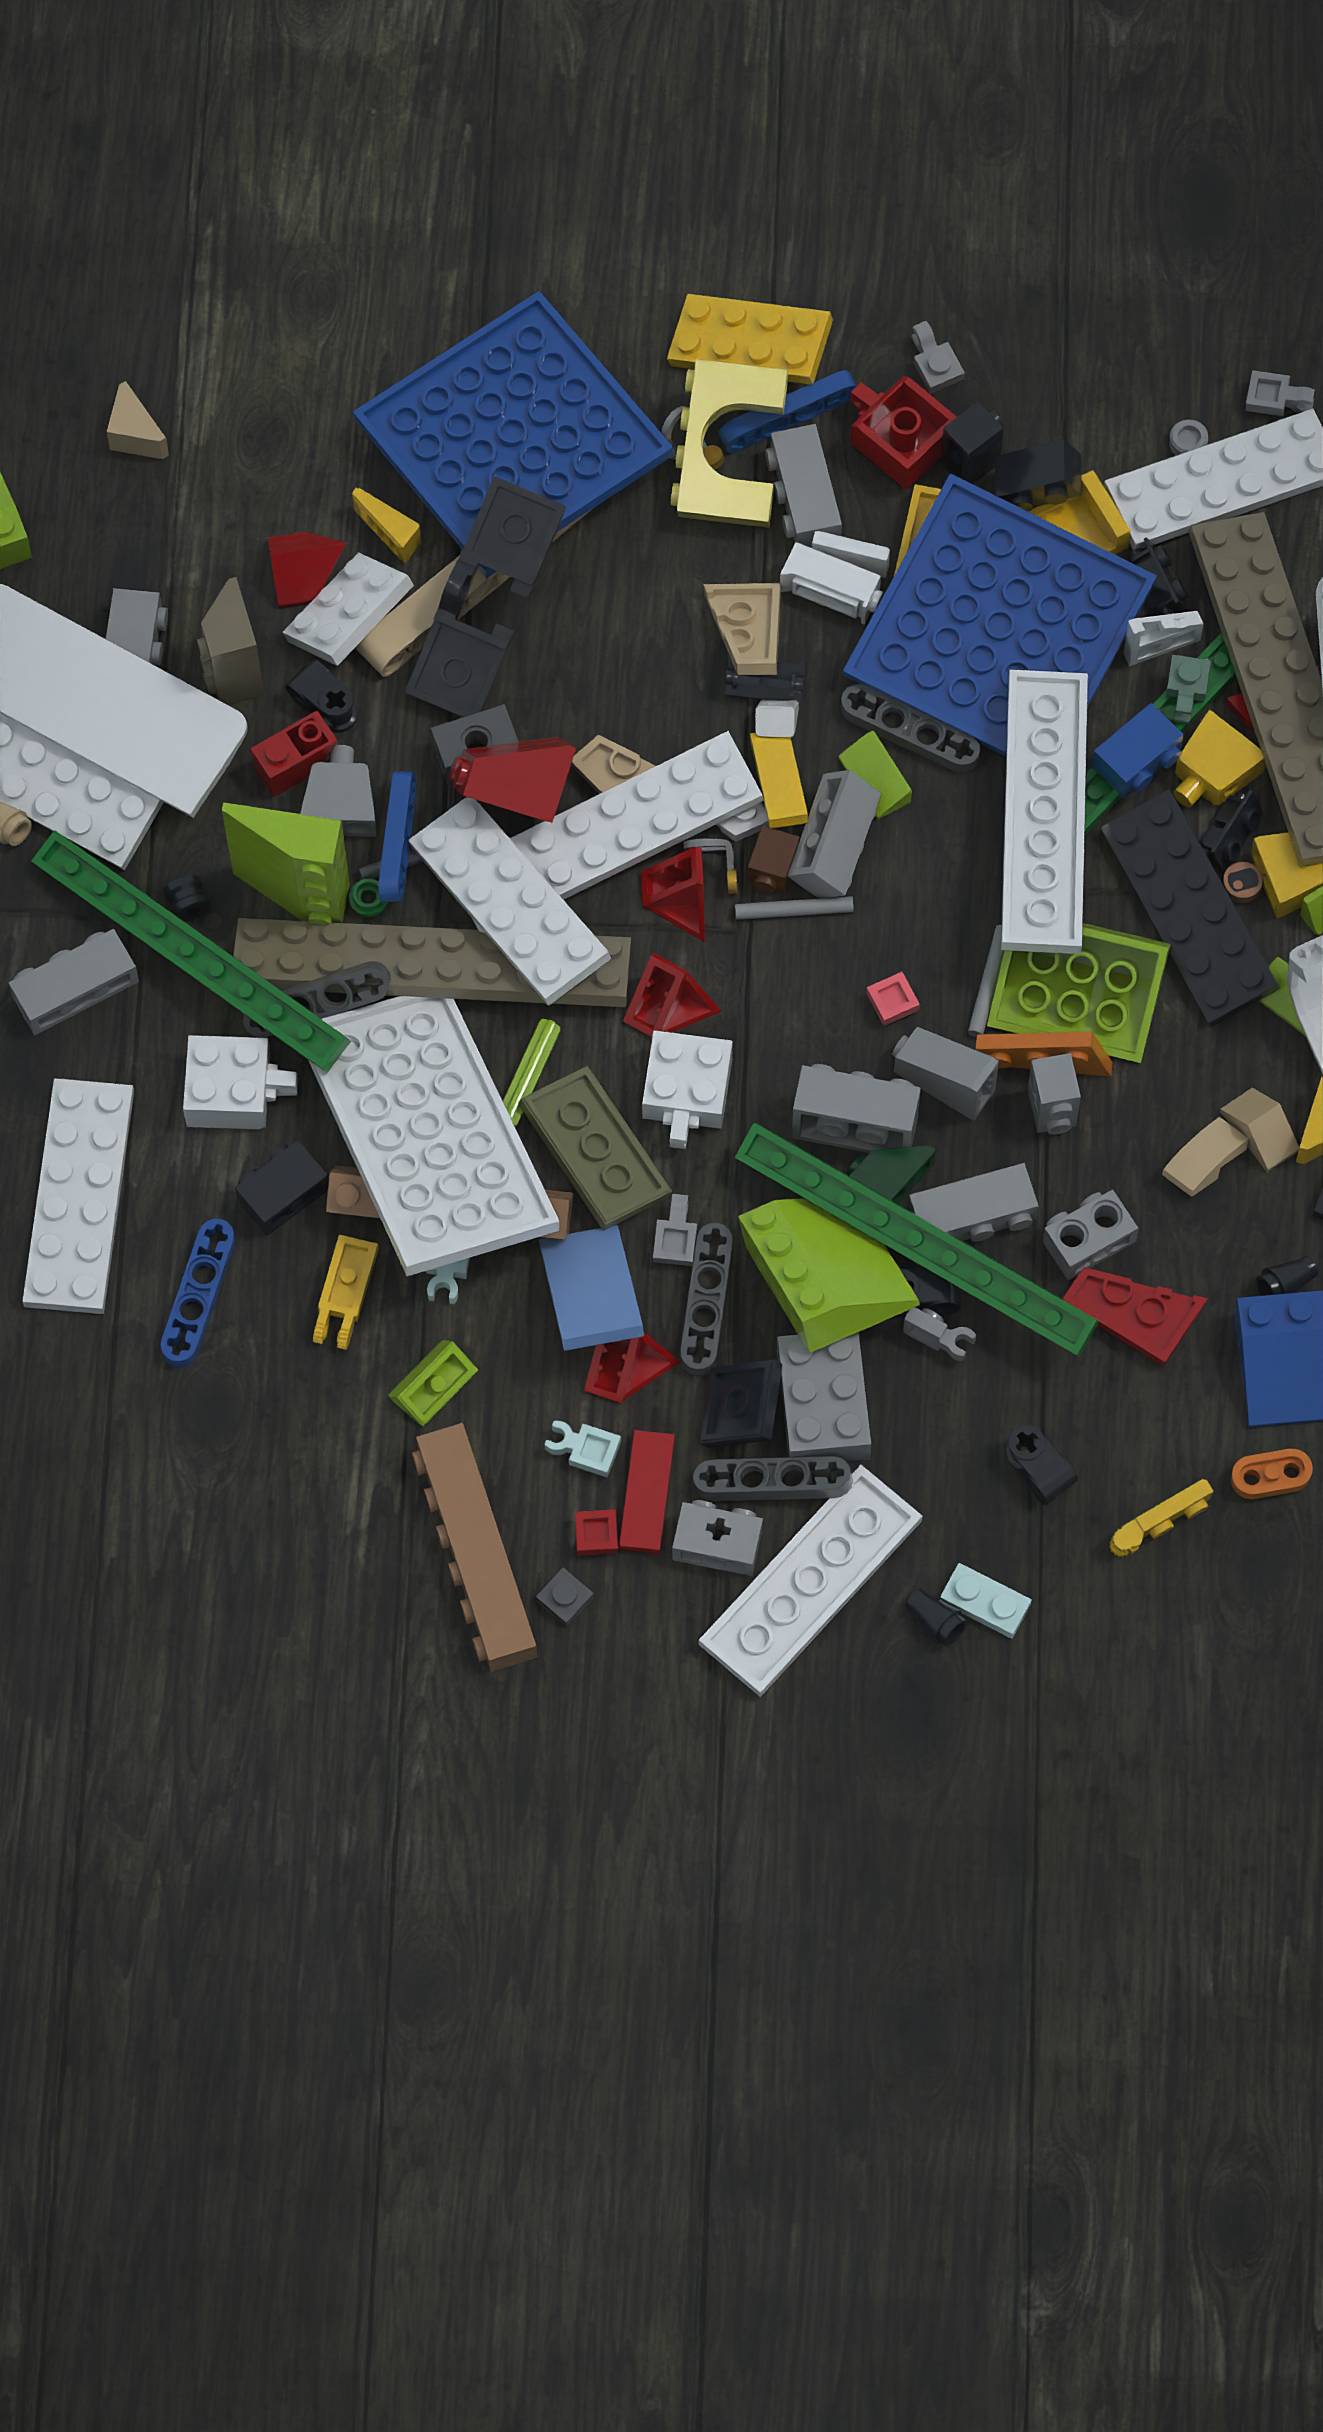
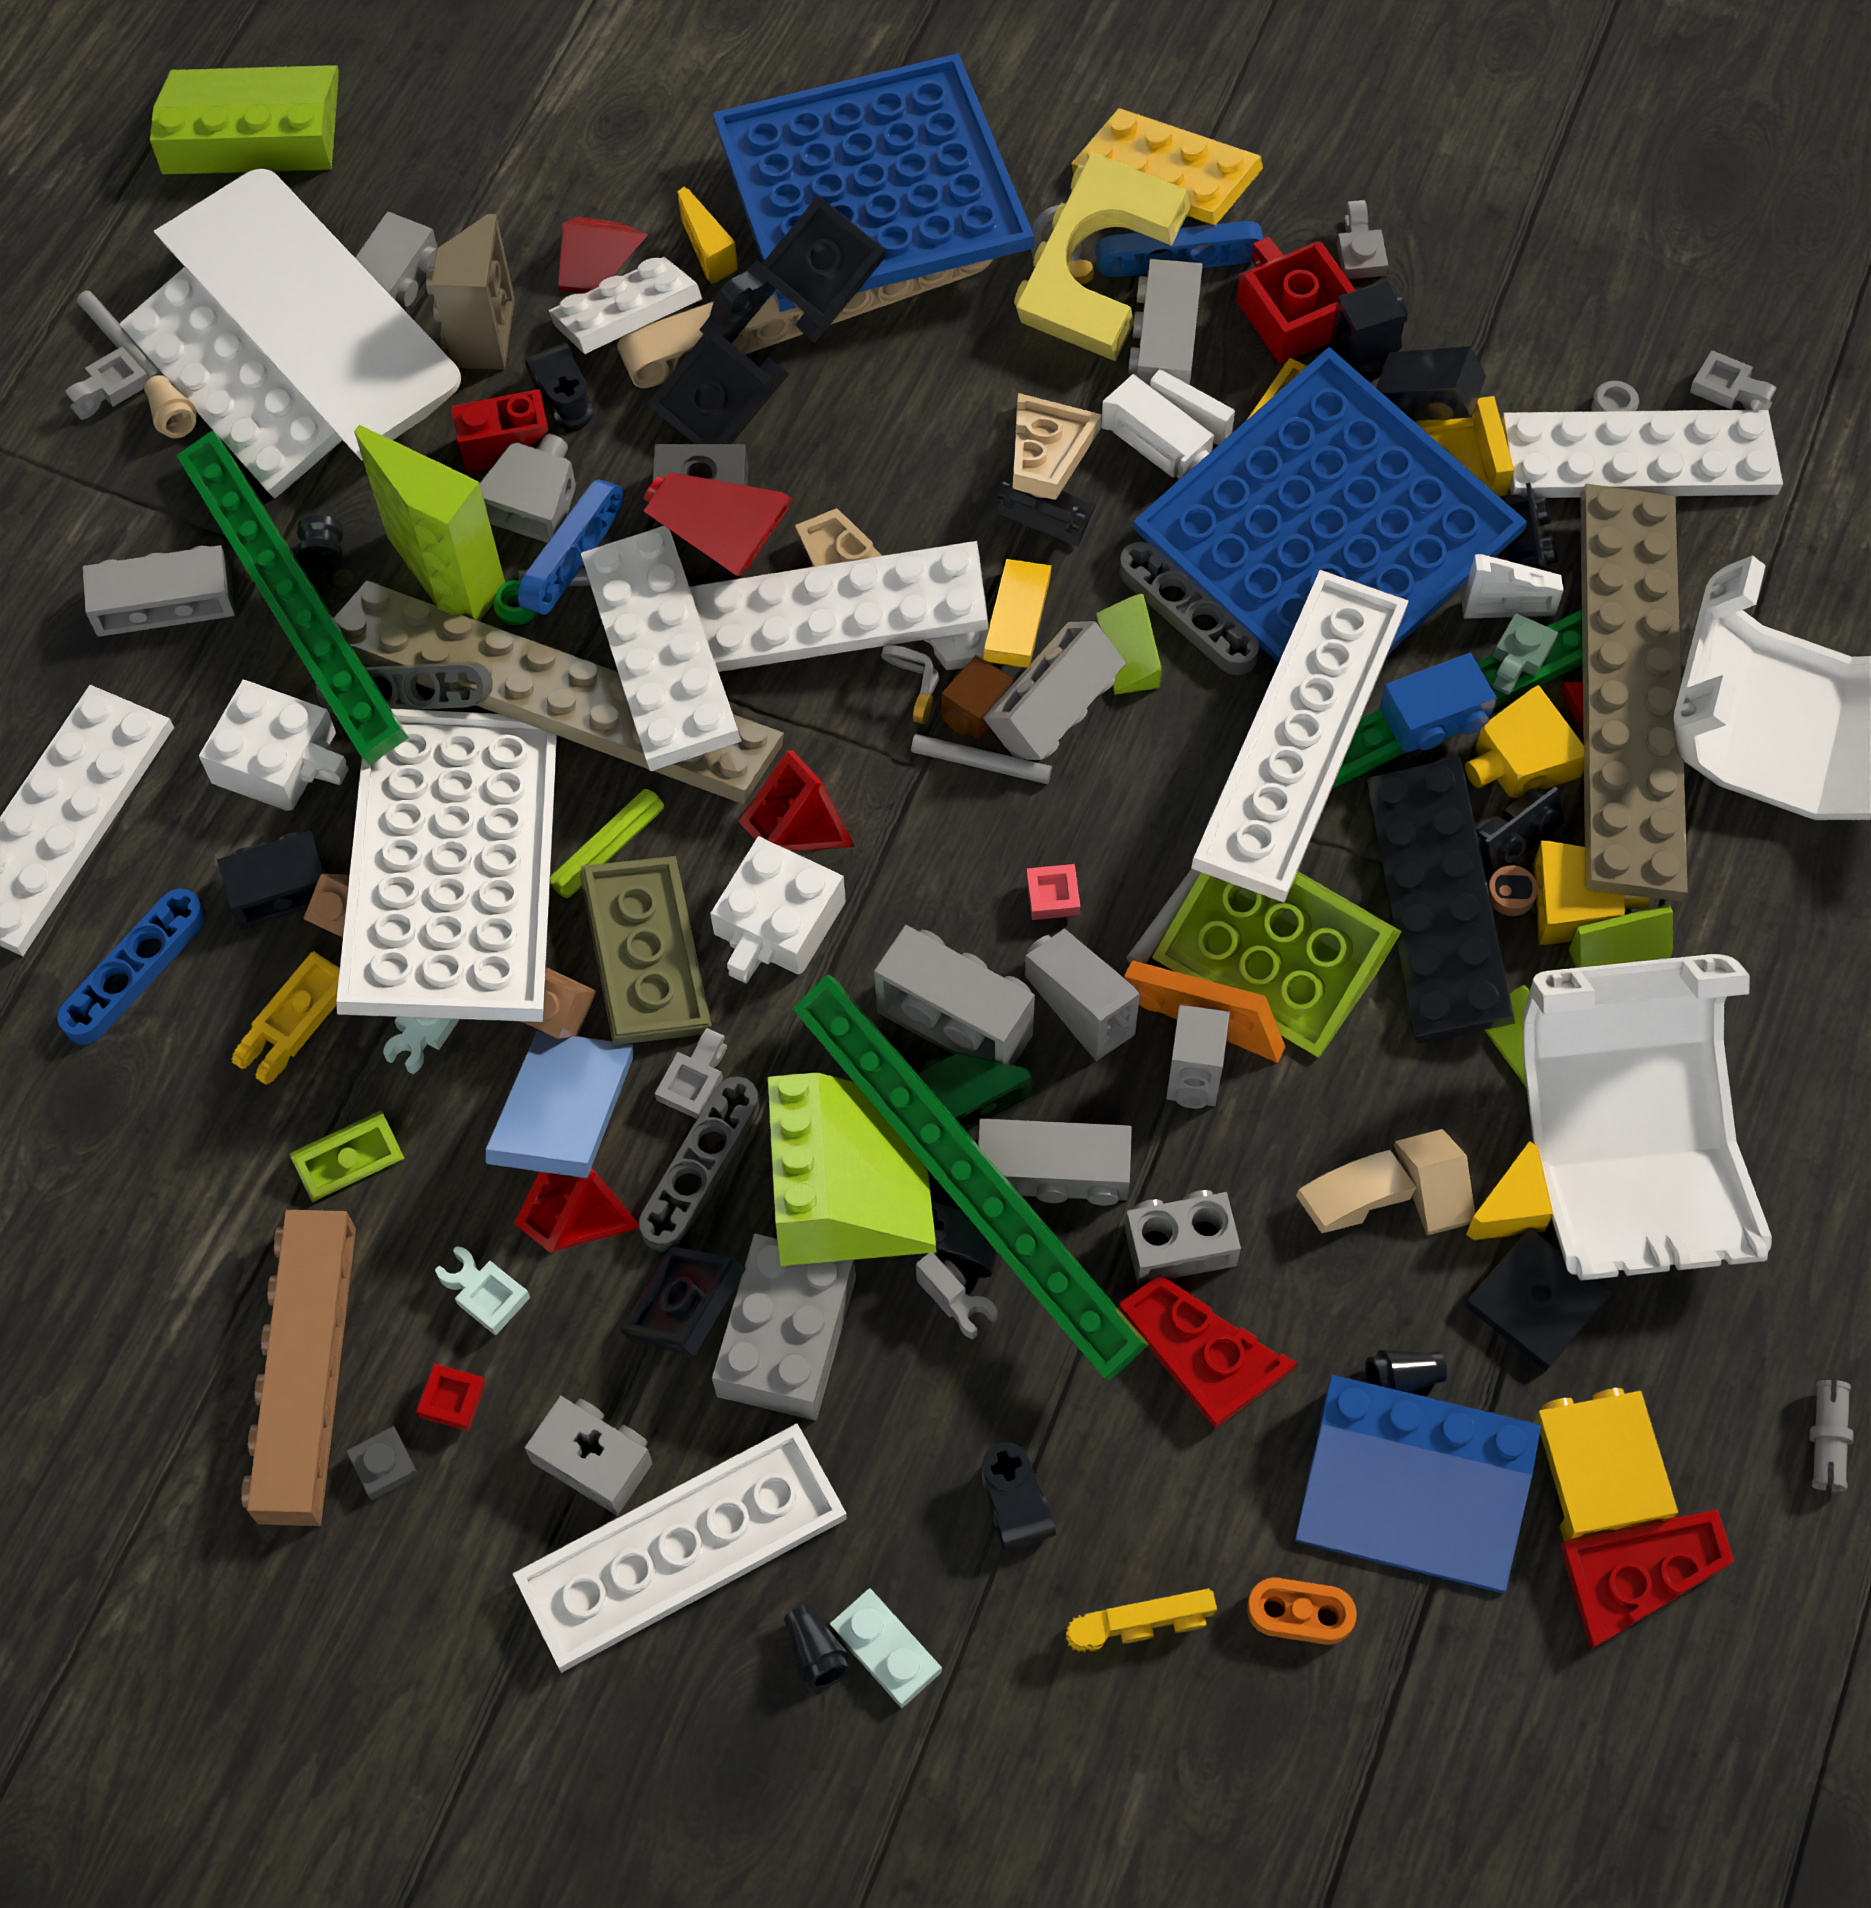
camera: 20 degrees right, 5 degrees down
(133, 428) = (483, 72): tan slope -> none
(647, 1492) = (533, 1369): red tile -> none
(676, 891) = (857, 698): red slope -> none
(772, 1485) = (688, 1397): dark grey beam -> none
(776, 718) = (1041, 551): white slope -> none

